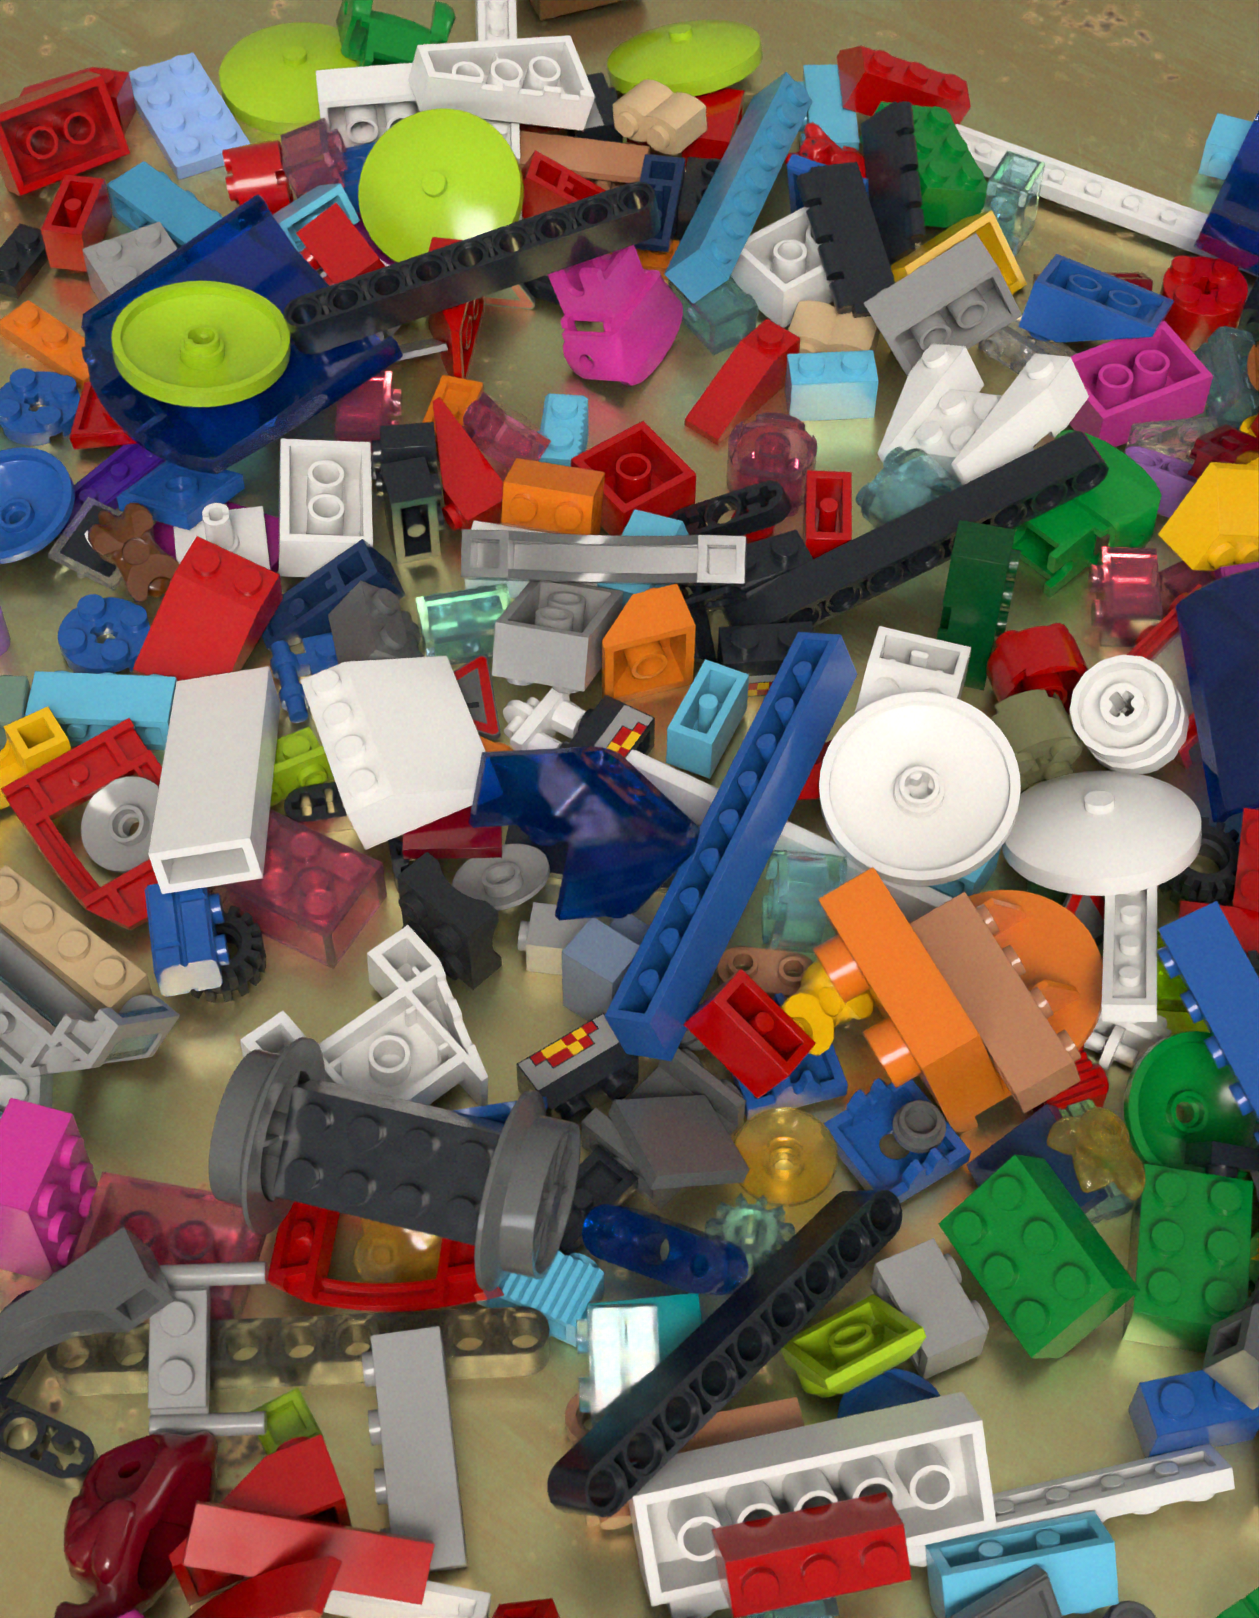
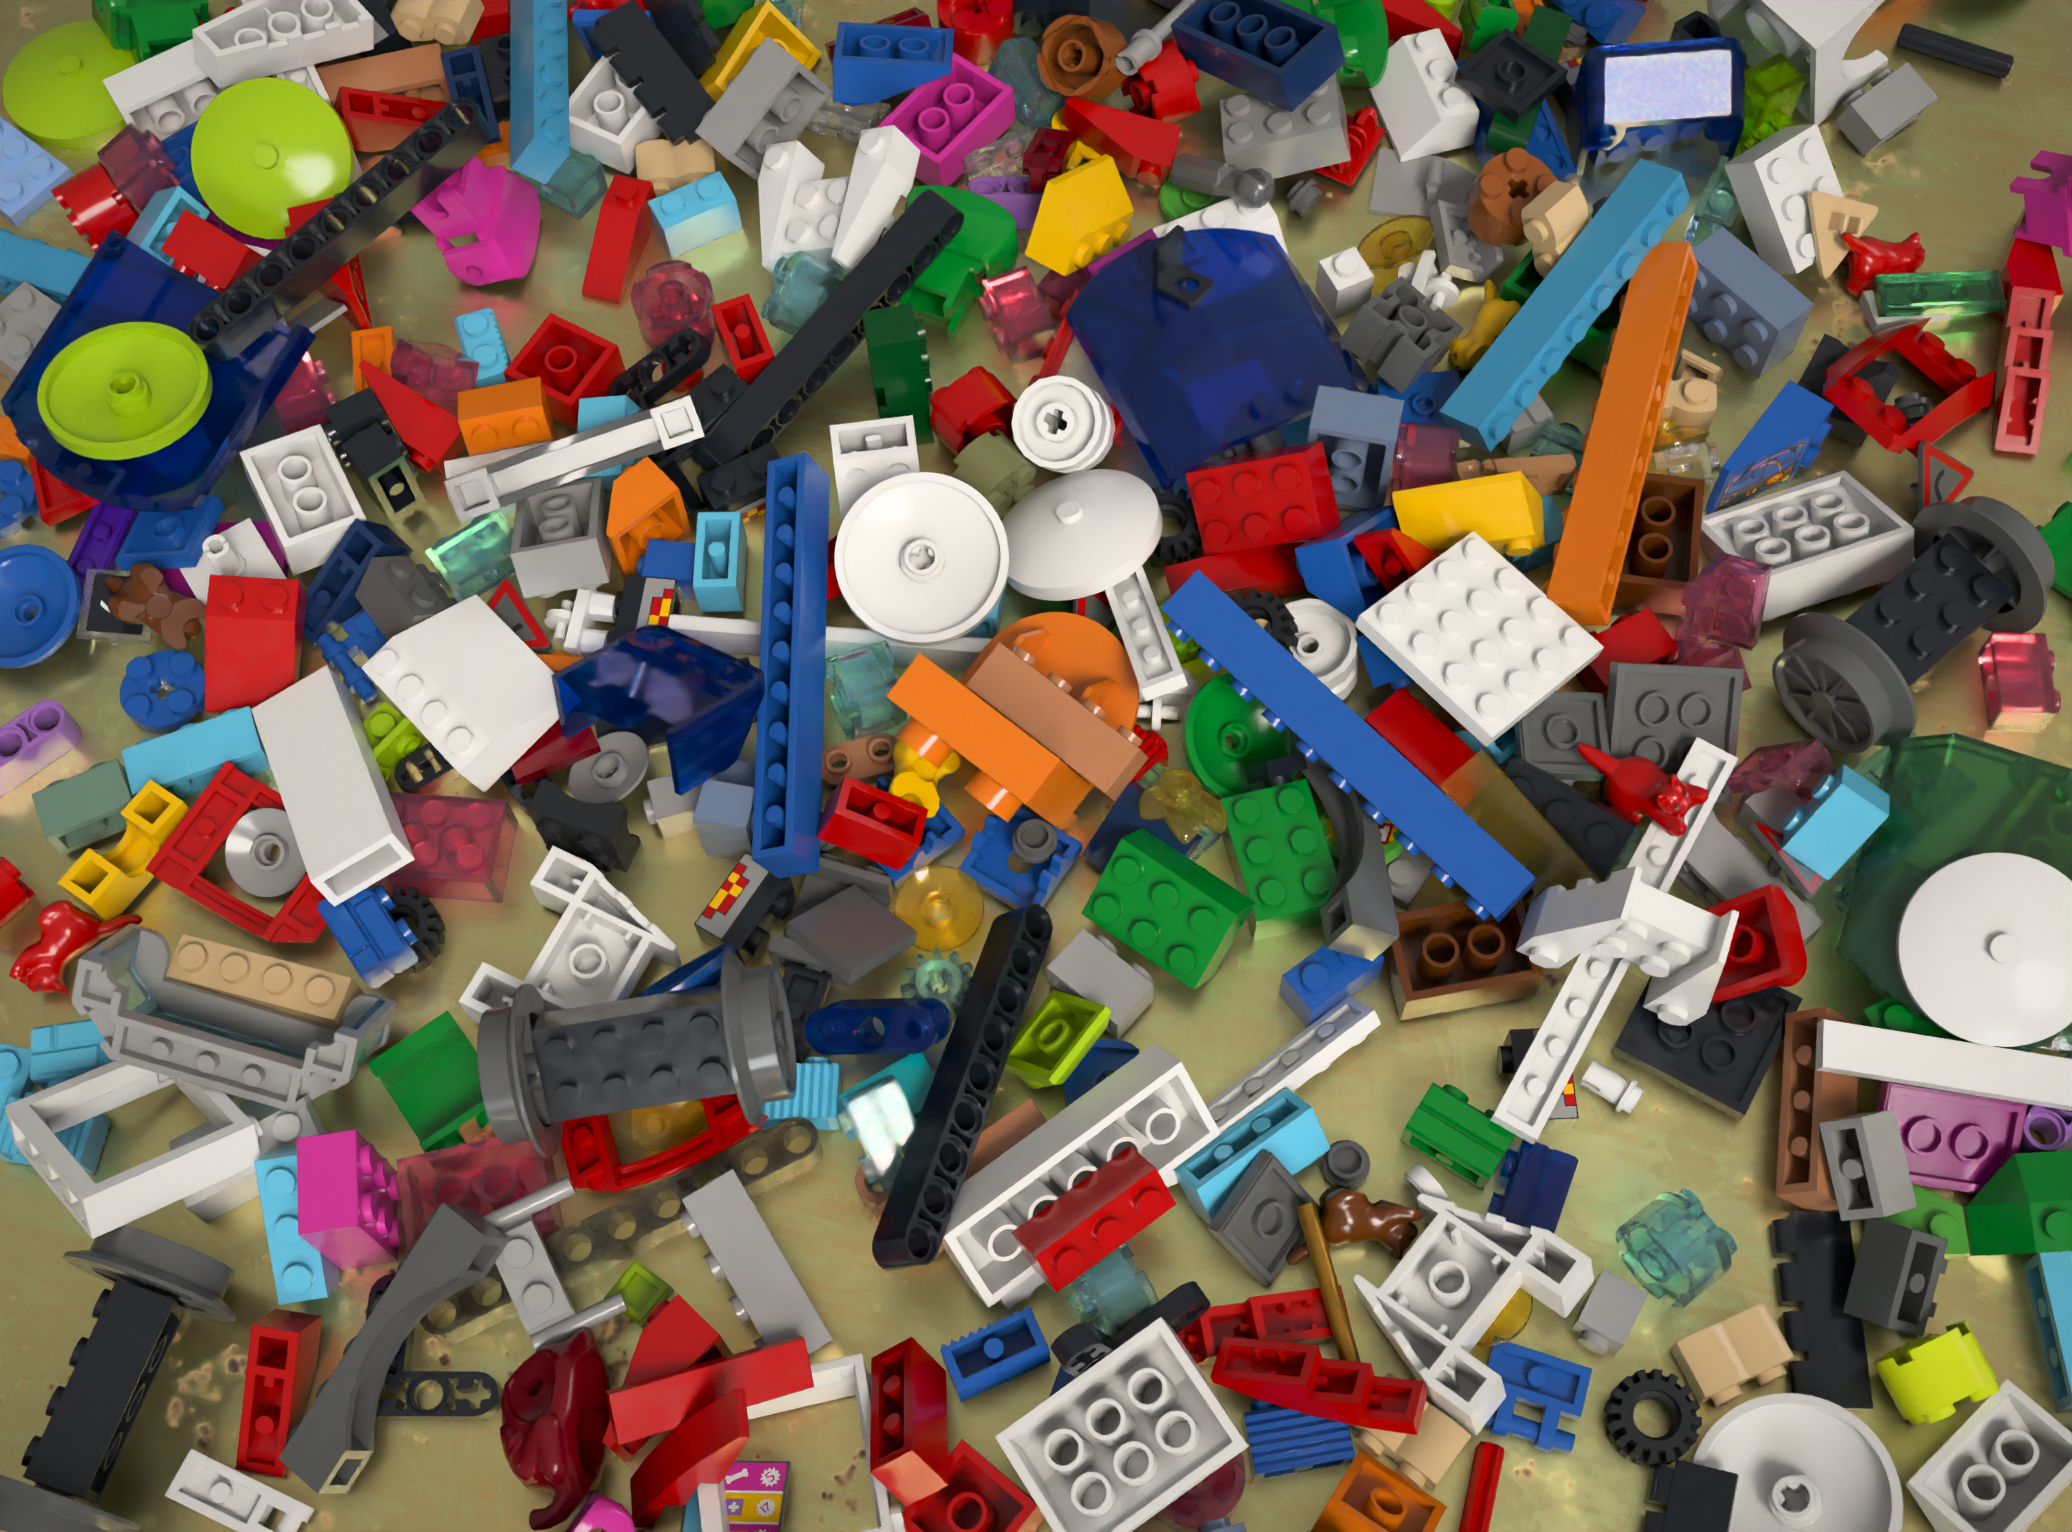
camera: 20 degrees left, 10 degrees up
(175, 1114) = (435, 1084): none -> green panel
(656, 698) = (670, 561): none -> blue brick

